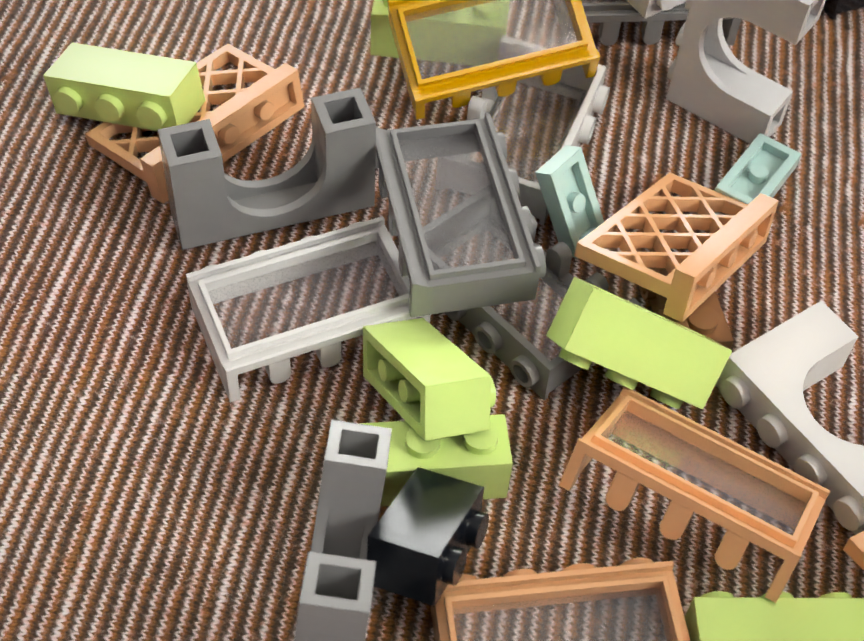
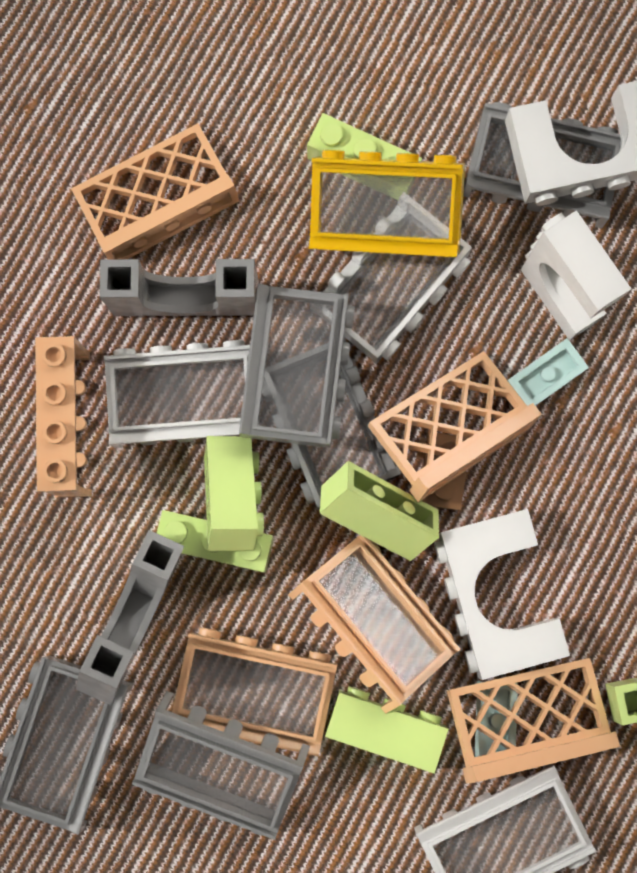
camera: 25 degrees right, 30 degrees up
(124, 87) = (104, 163): yellowish green brick -> none
(154, 354) = (57, 416): none -> light nougat window
(427, 536) = (193, 605): black brick -> none
(569, 196) = (390, 369): light aqua plate -> none

